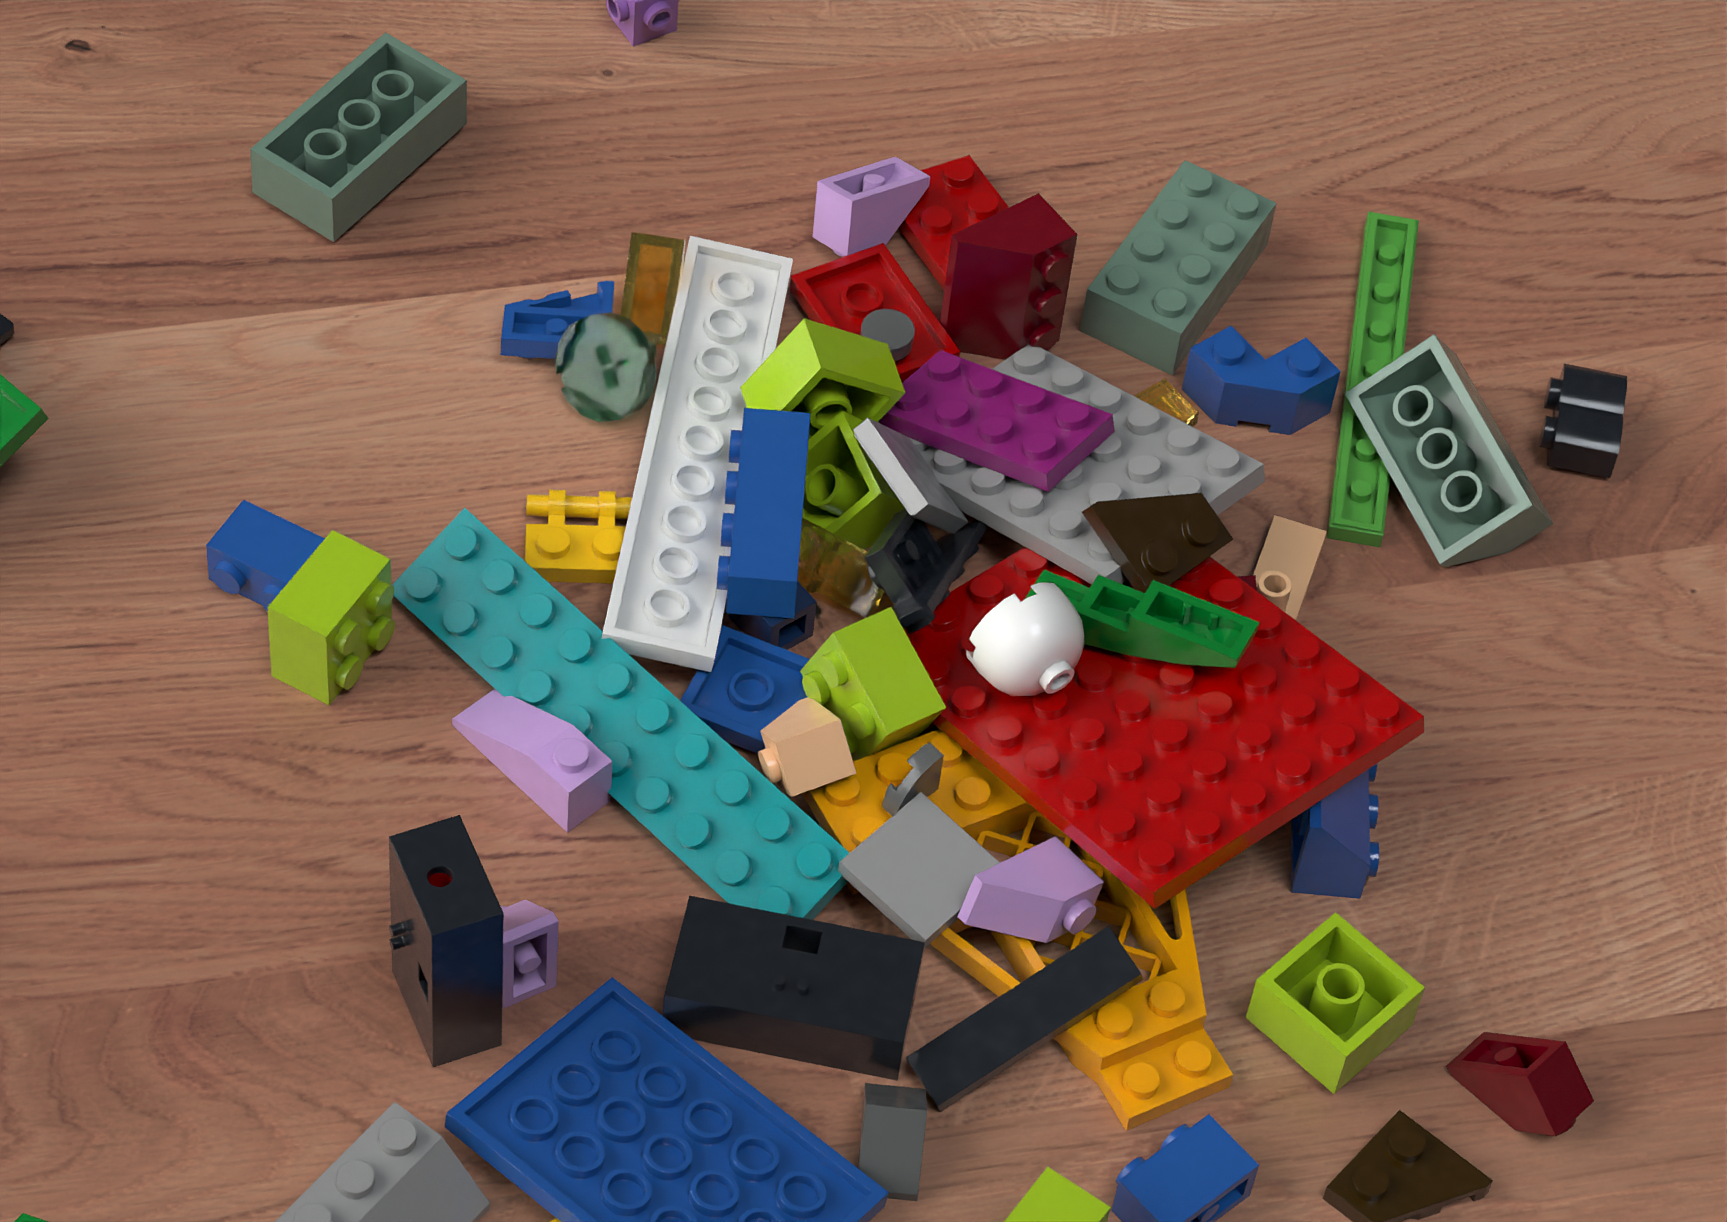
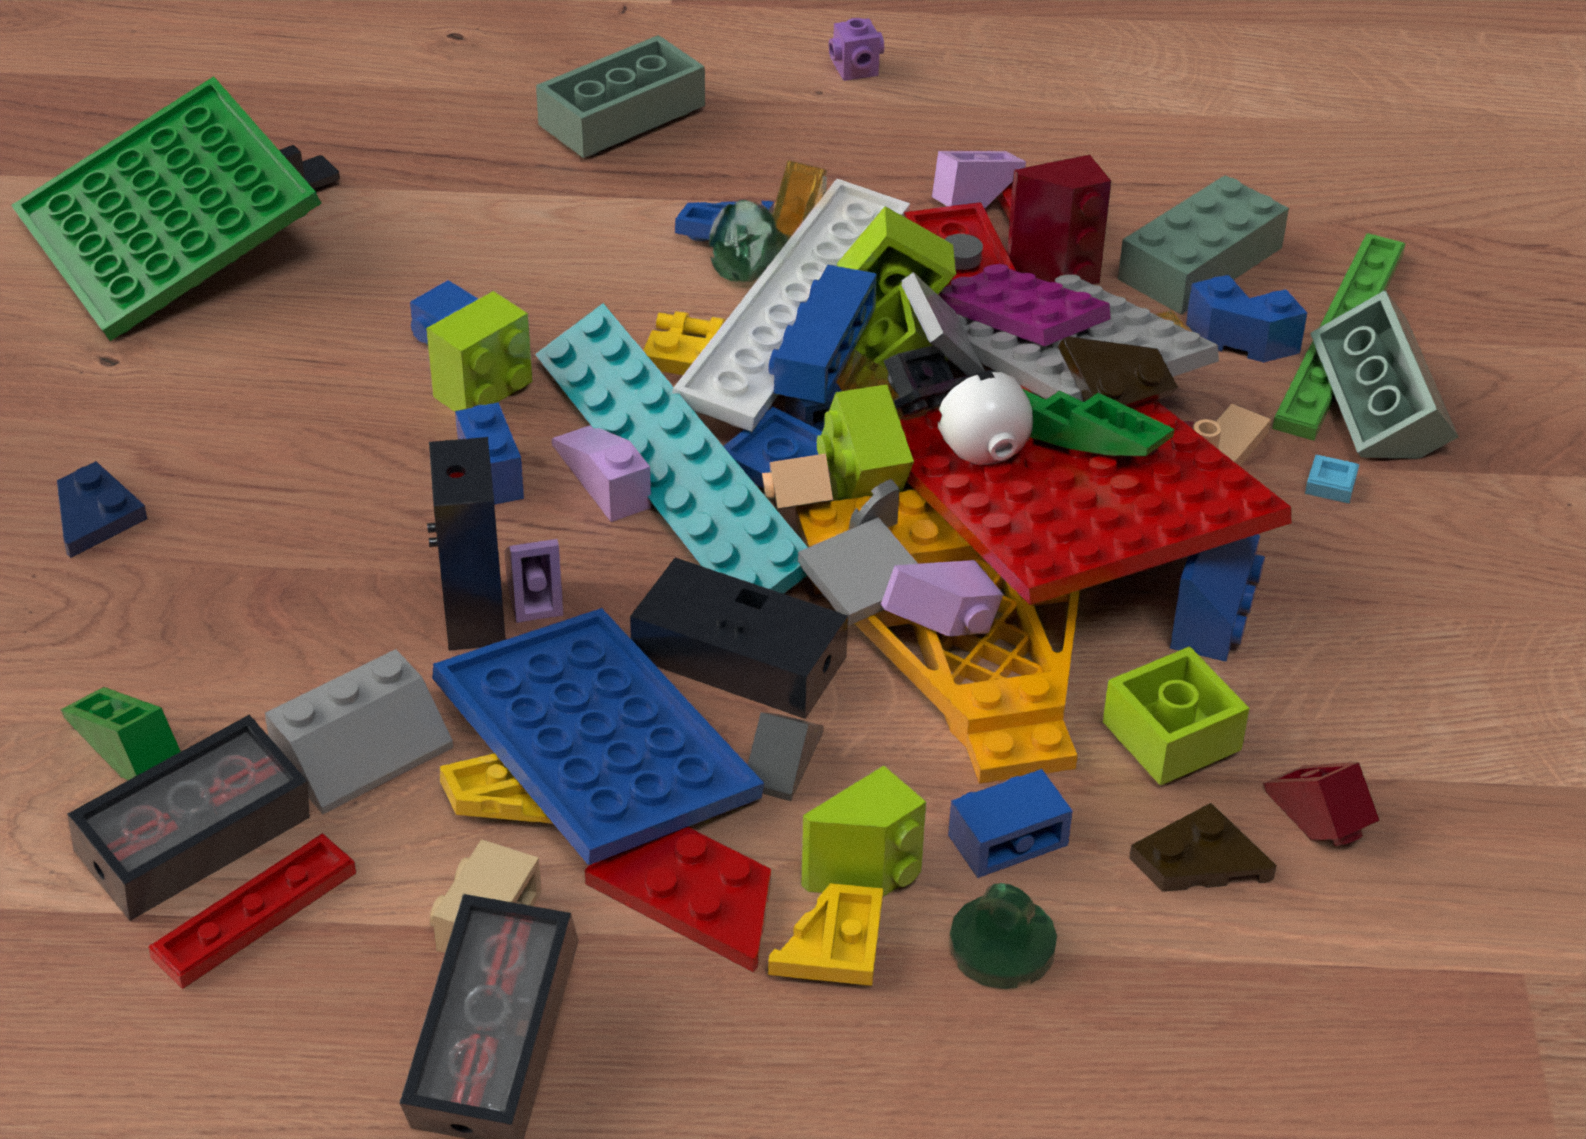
camera: 20 degrees right, 10 degrees down
(390, 766) = (504, 454): none -> blue brick
(1024, 1018) = (913, 682): black tile -> none
(1417, 606) = (1332, 478): none -> medium azure tile
(1585, 420) = (1503, 378): black brick -> none

